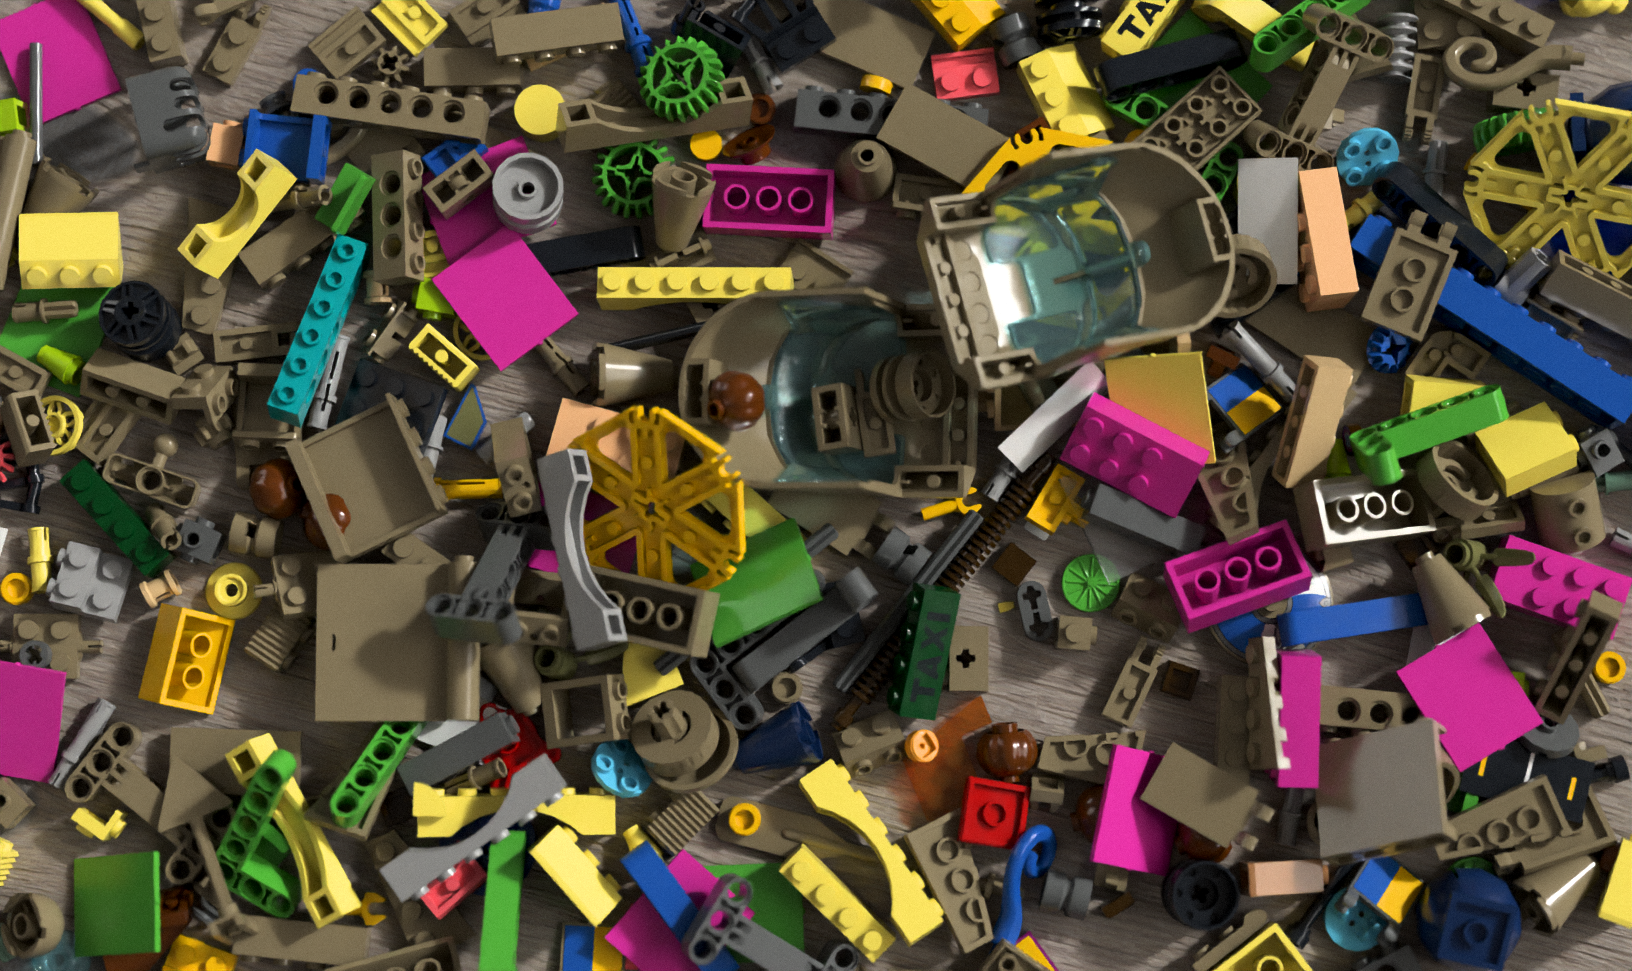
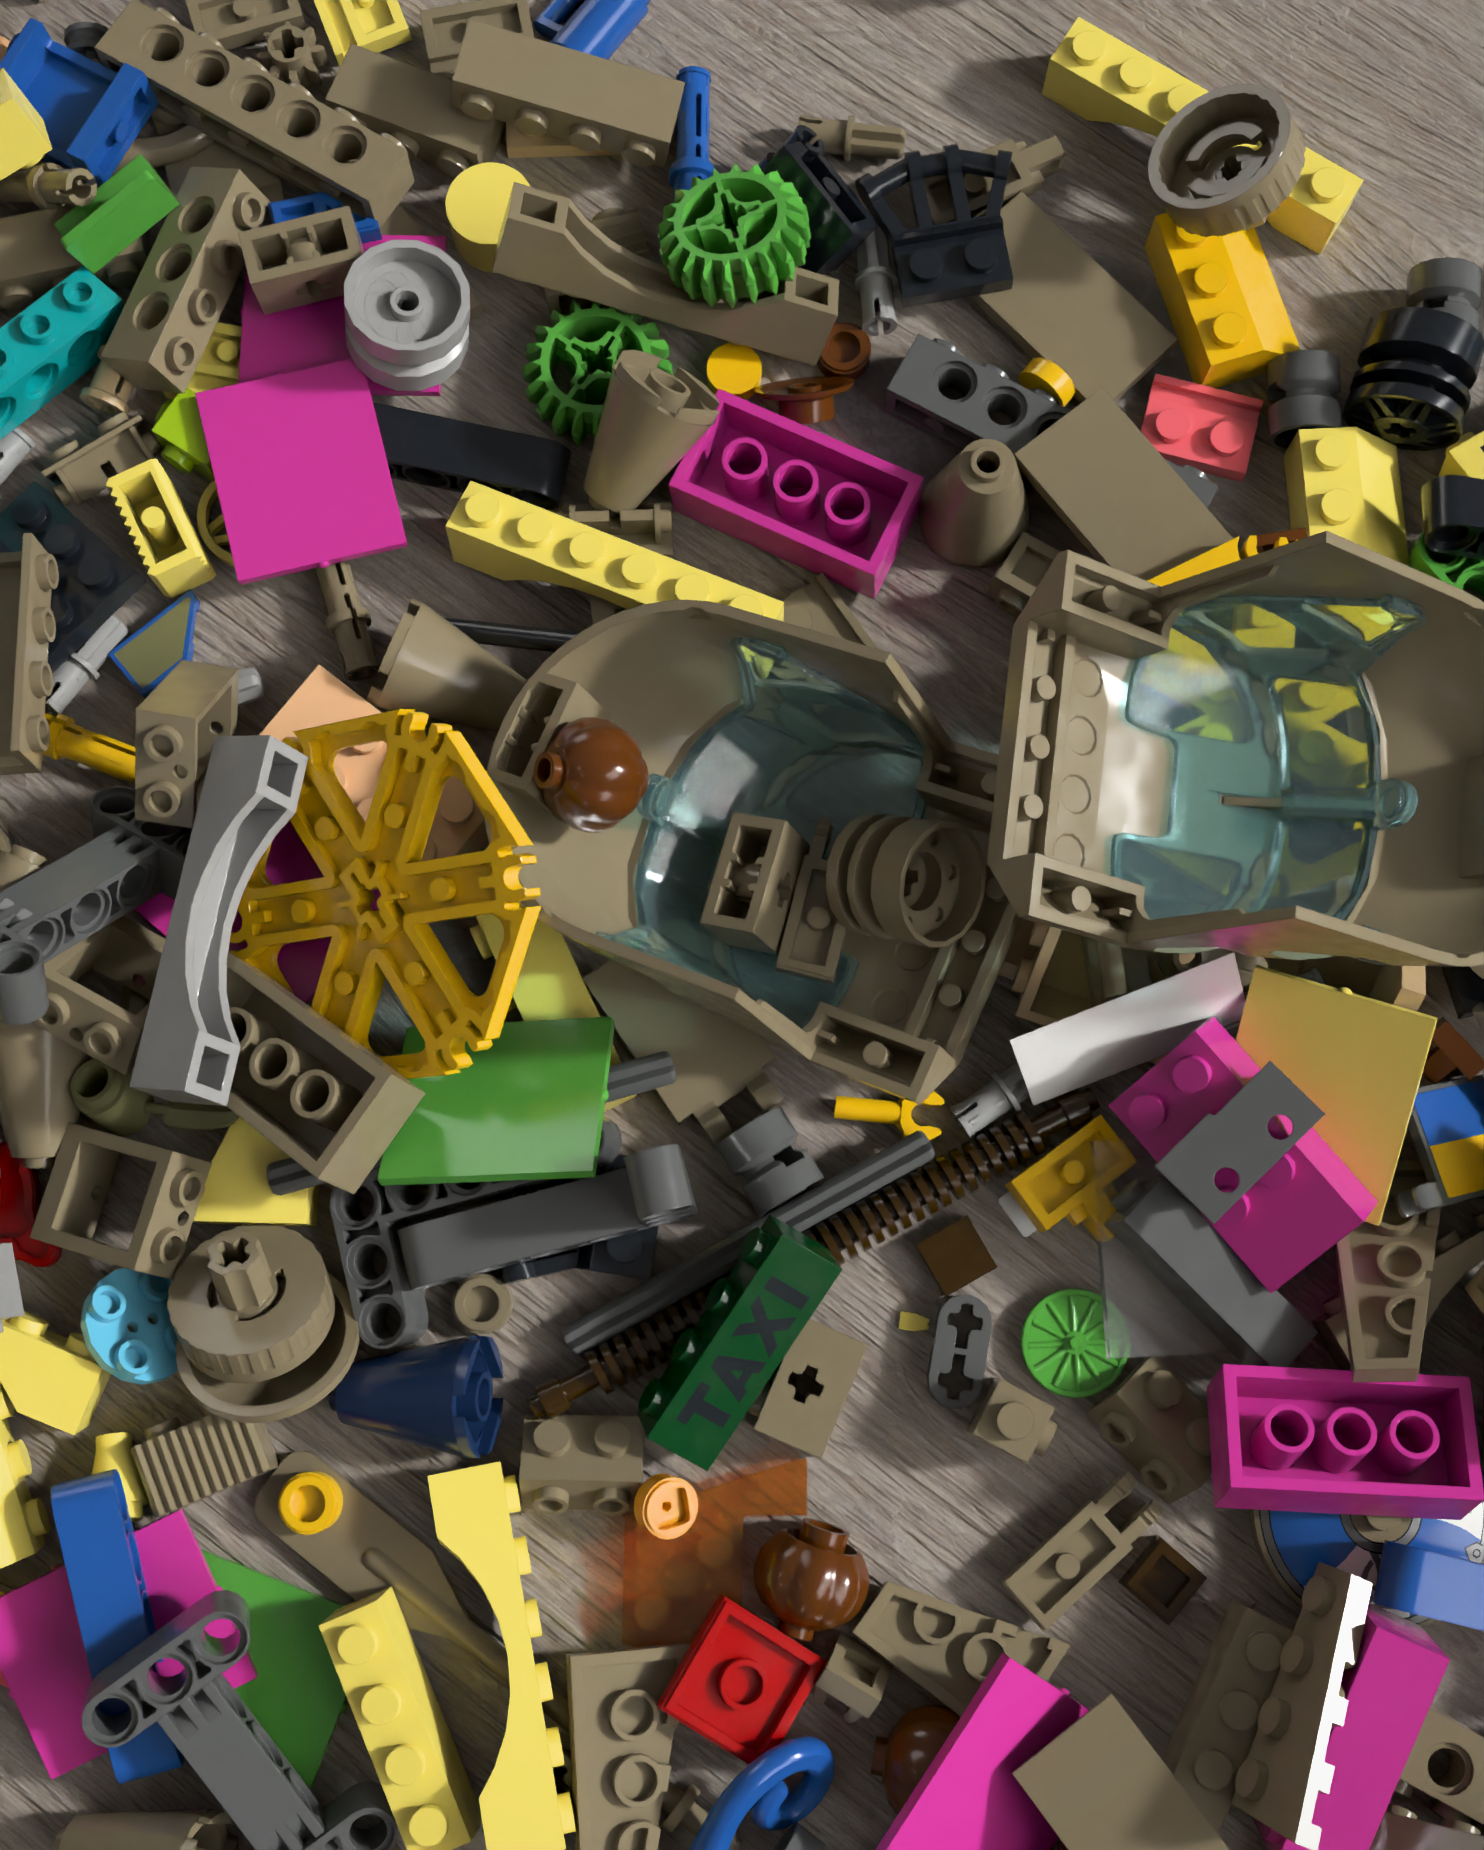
camera: 25 degrees right, 5 degrees down
(1128, 451) = (1238, 1140): none -> dark grey piece

